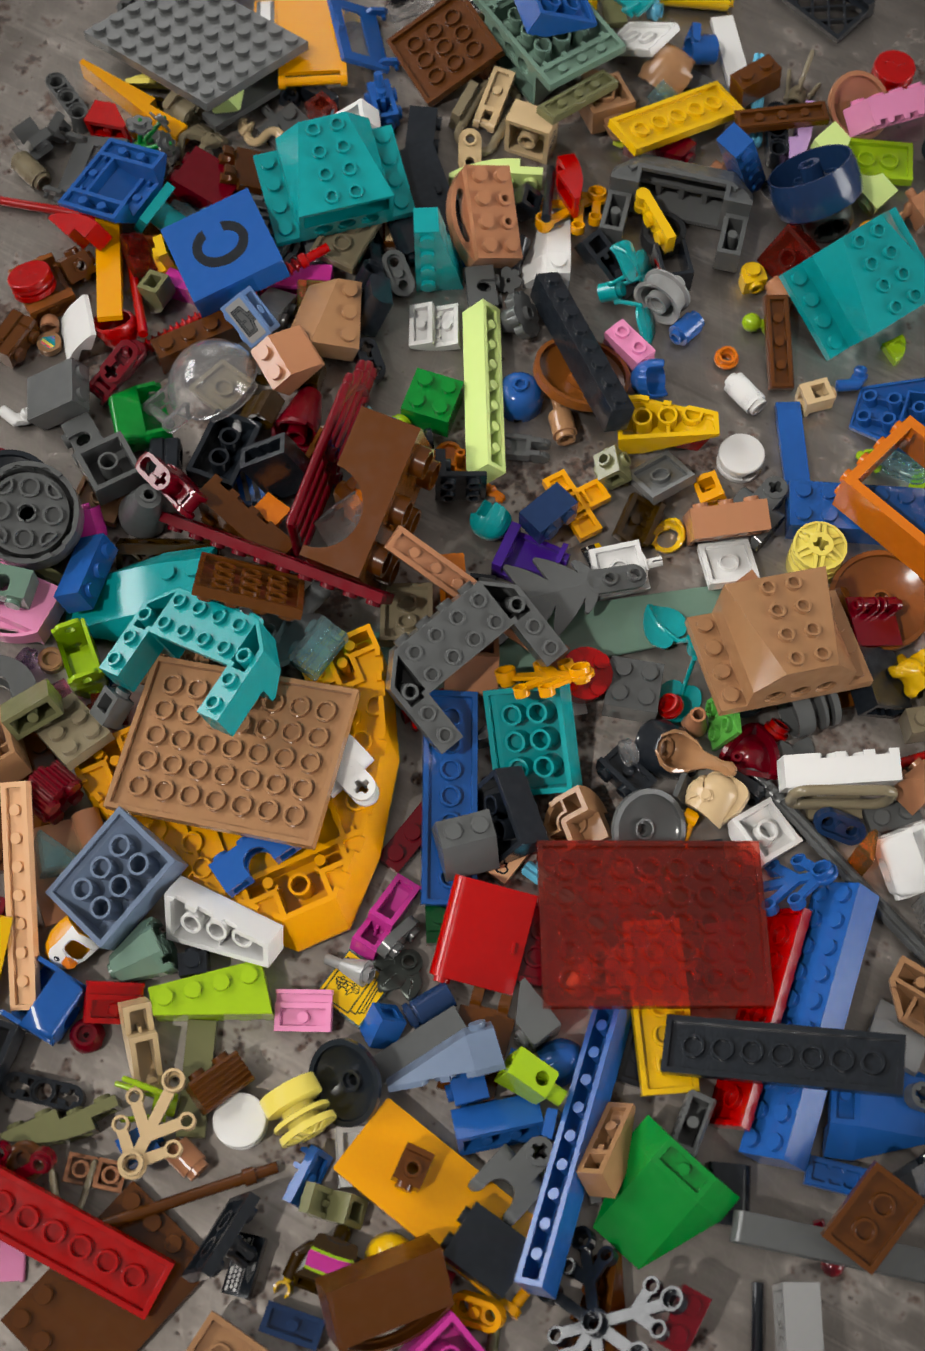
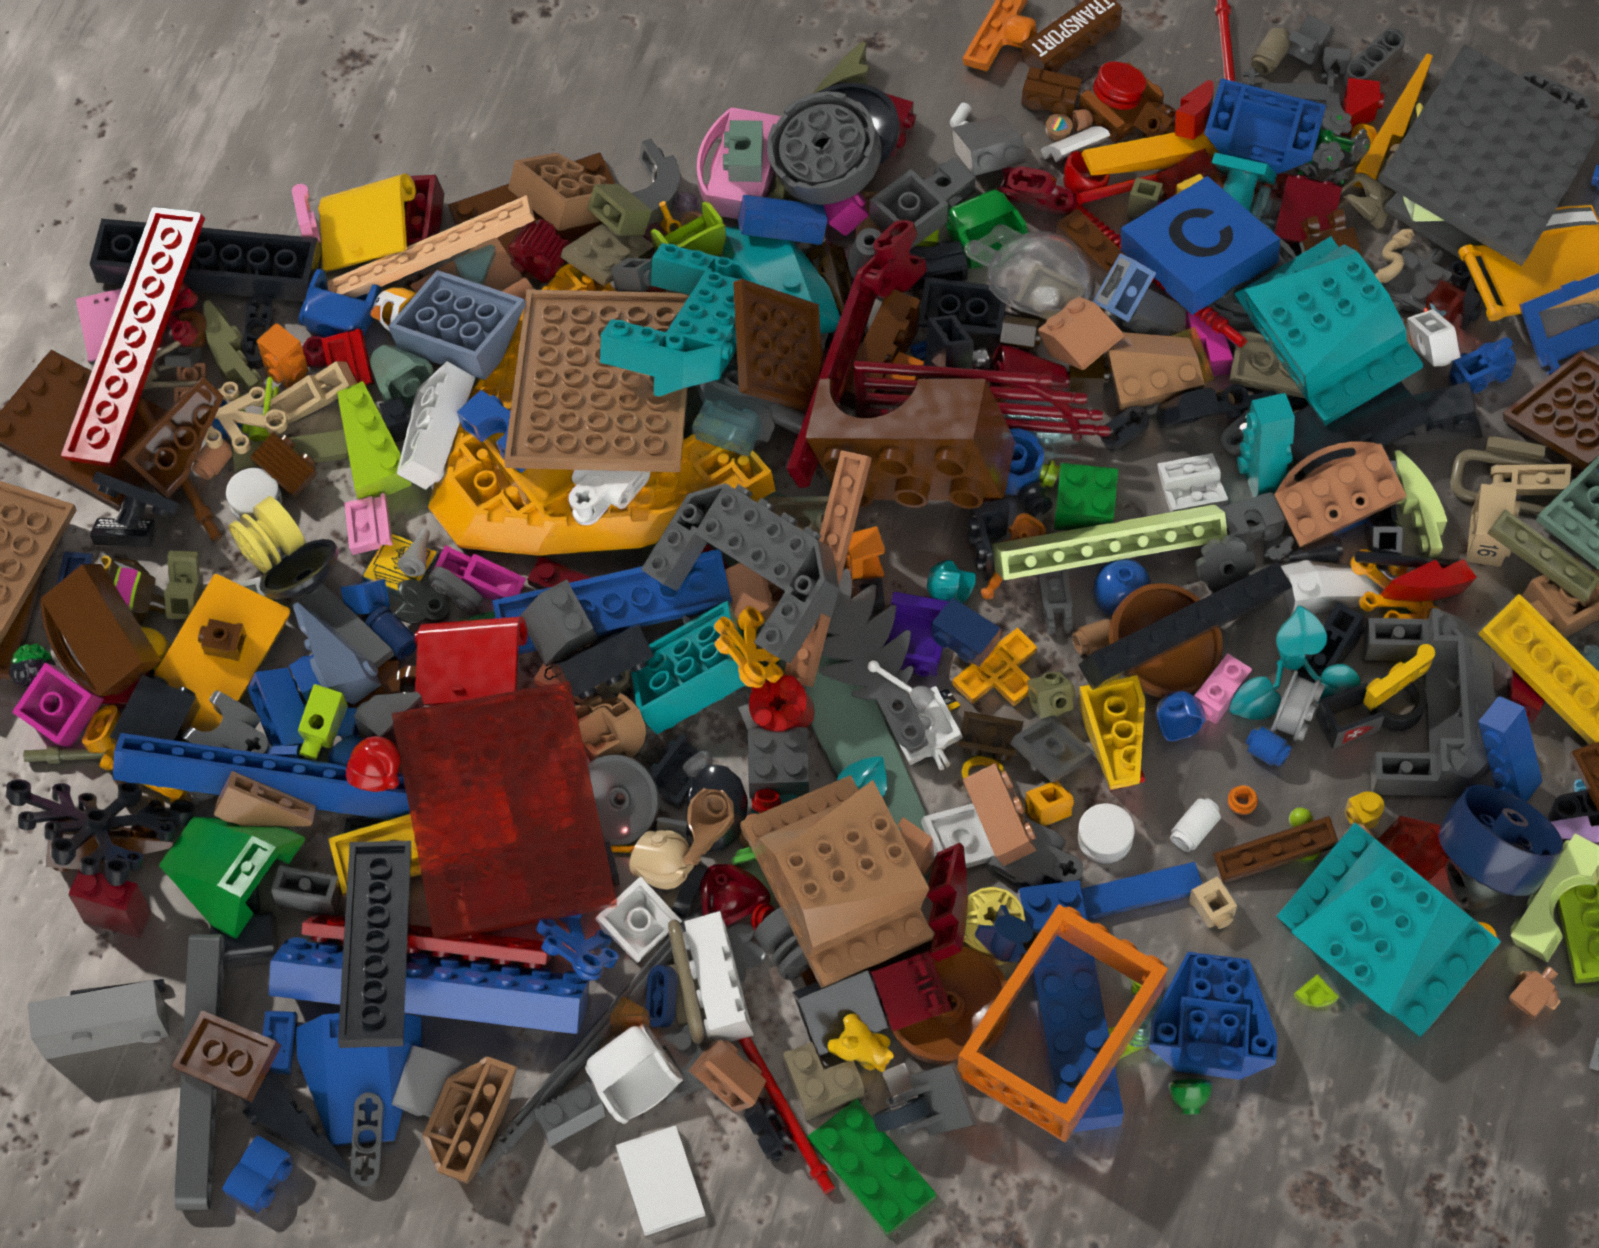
camera: 80 degrees right, 5 degrees down
(42, 675) = (668, 220): none -> light orange hand
(62, 1173) = (183, 356): none -> dark grey tile
(93, 1065) = (282, 356): none -> orange brick
(171, 1195) = (170, 446): none -> reddish brown wedge
(311, 1169) = (214, 561): blue plate -> none
(467, 150) = (1445, 472): tan plate -> none
(591, 1033) = (374, 765): none -> red piece
(603, 559) = (919, 696): none -> hinge
(840, 577) = (950, 902): none -> dark red slope
(852, 529) = (1007, 937): none -> dark blue piece
(855, 382) = (1258, 953): blue arm -> none

